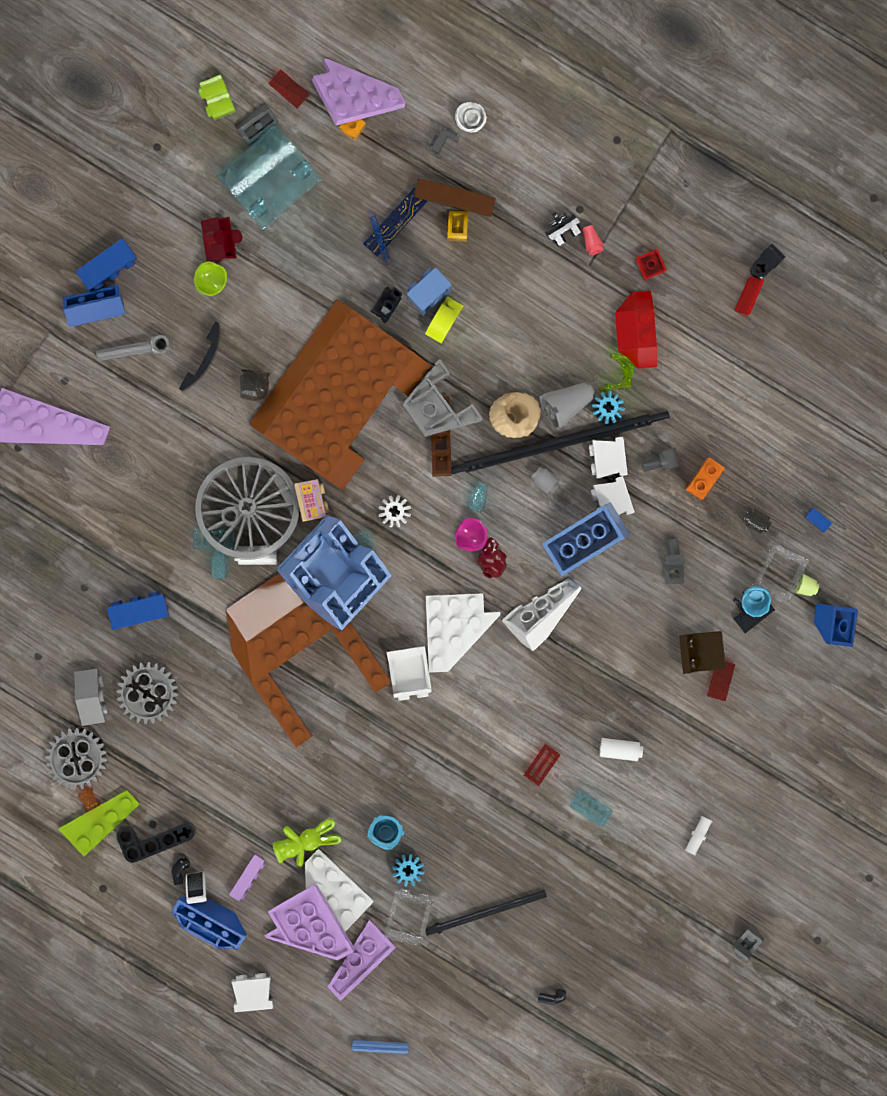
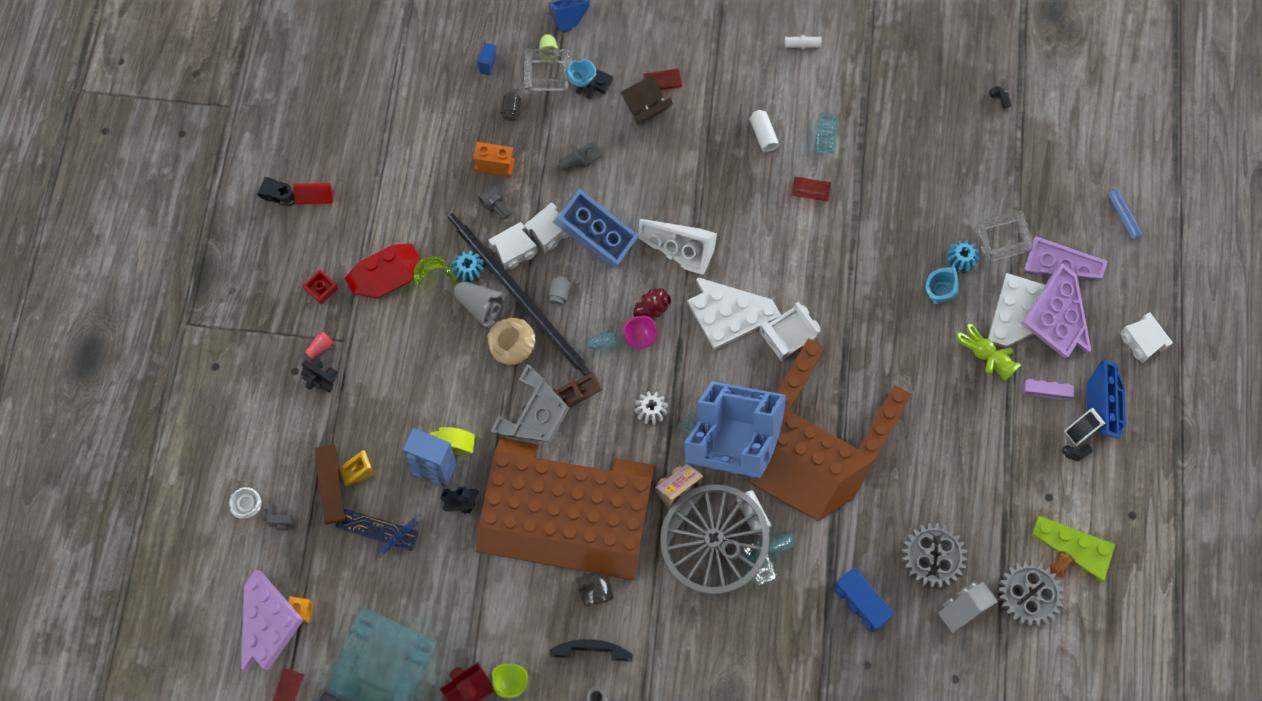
camera: 120 degrees left, 20 degrees down
(158, 839) = (1060, 485): black beam -> none
(438, 928) = (997, 211): black bar -> none

